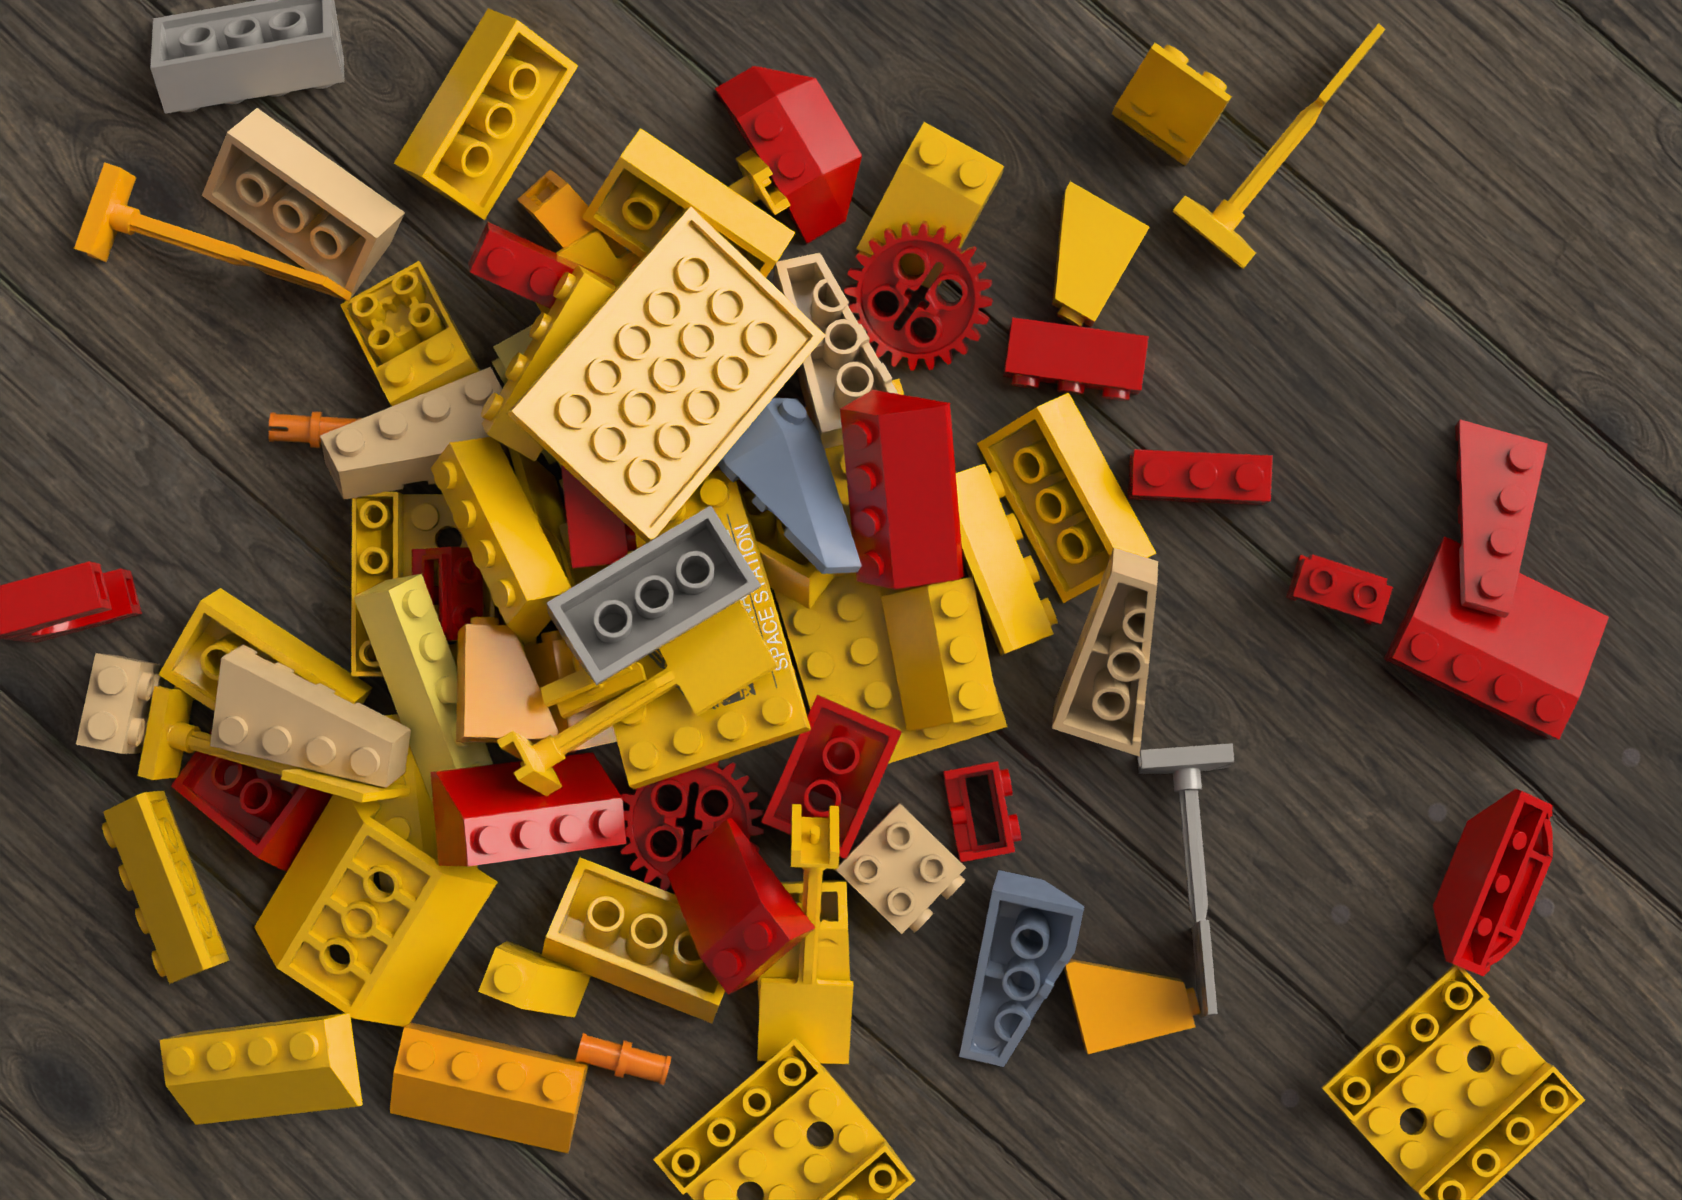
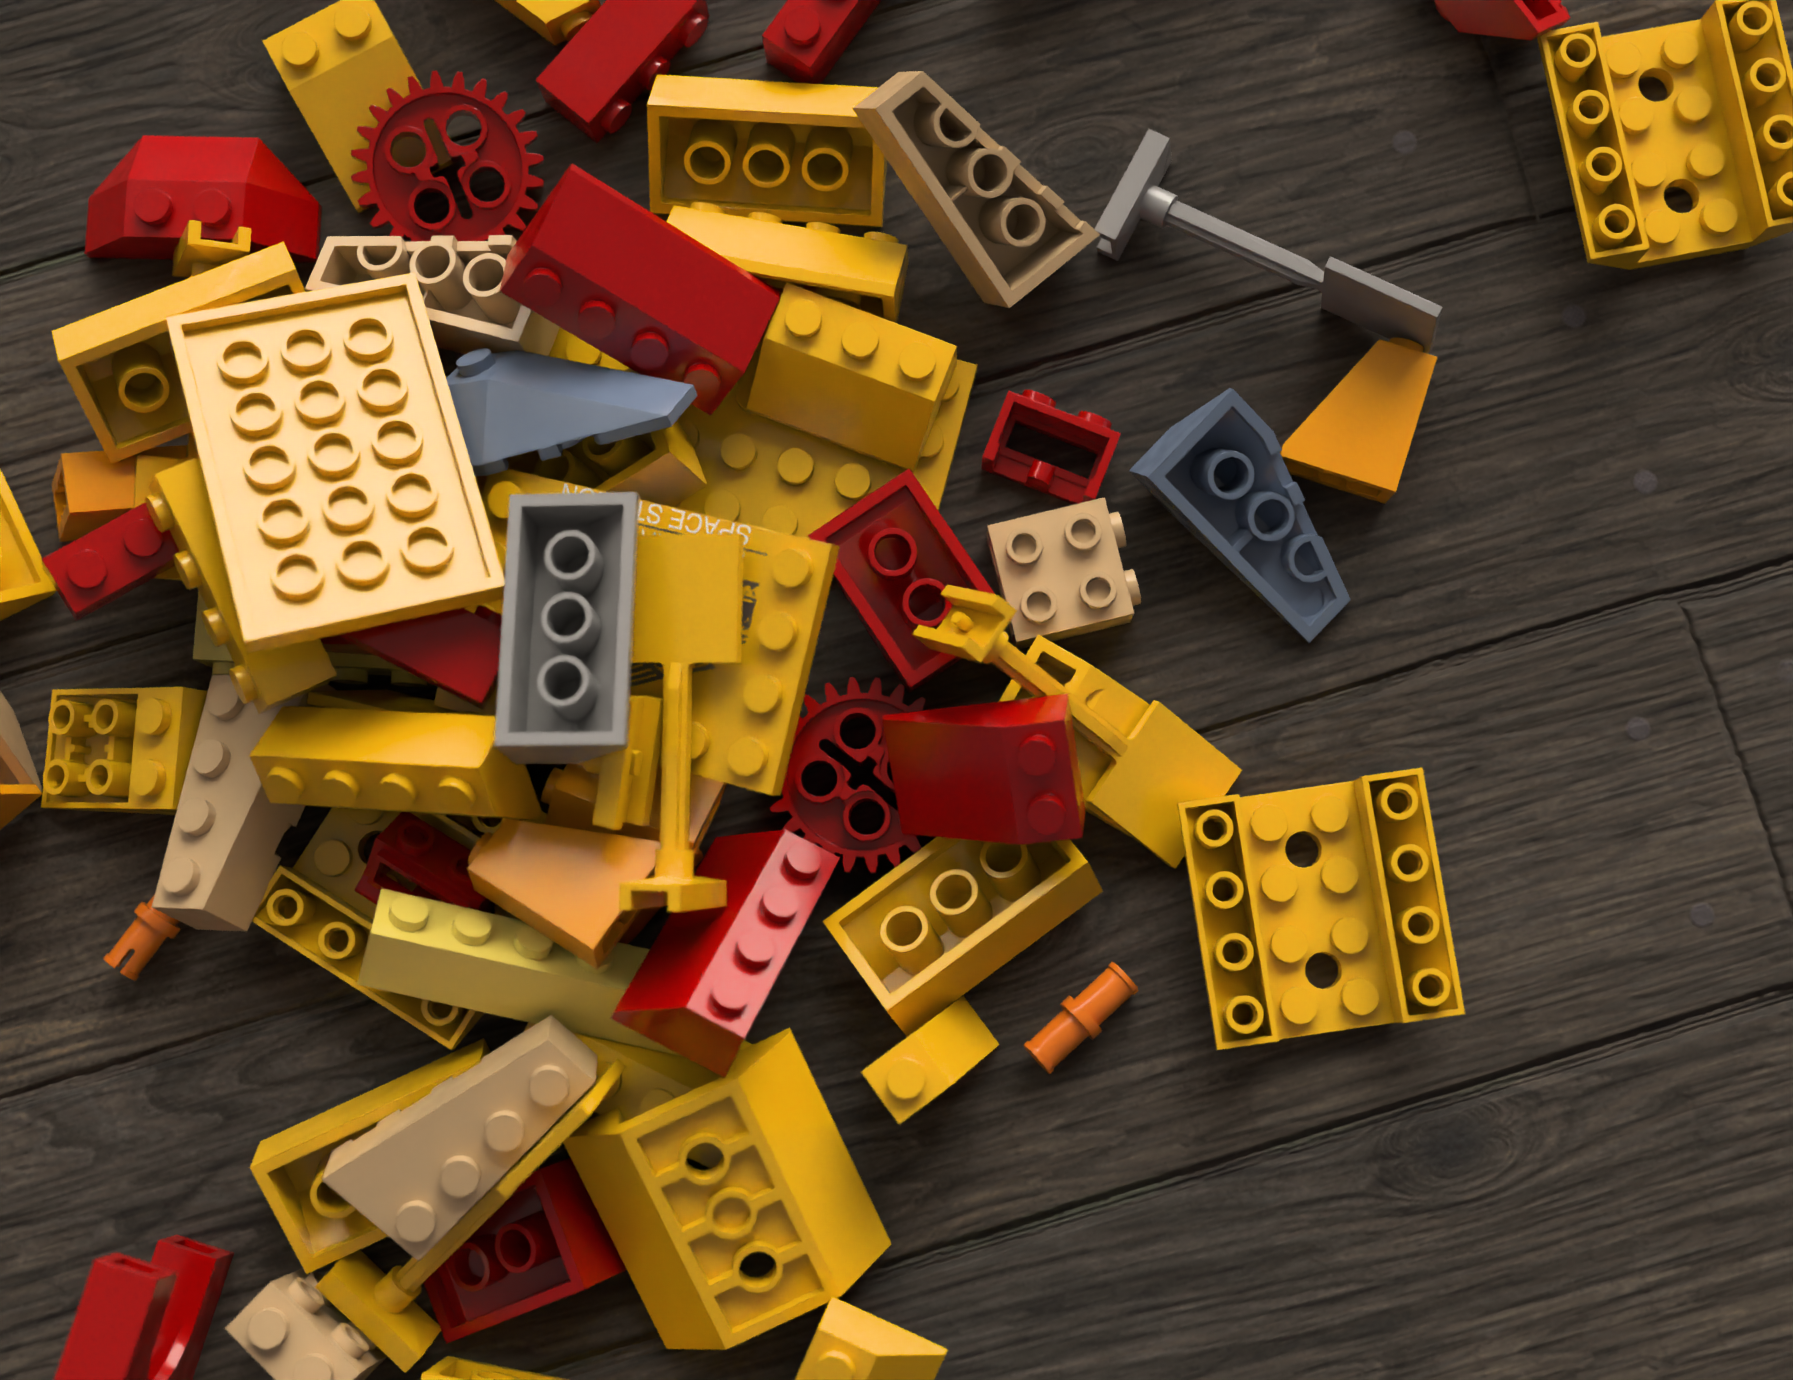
camera: 55 degrees left, 5 degrees down
(487, 1087) = (1017, 1194): light orange slope -> none

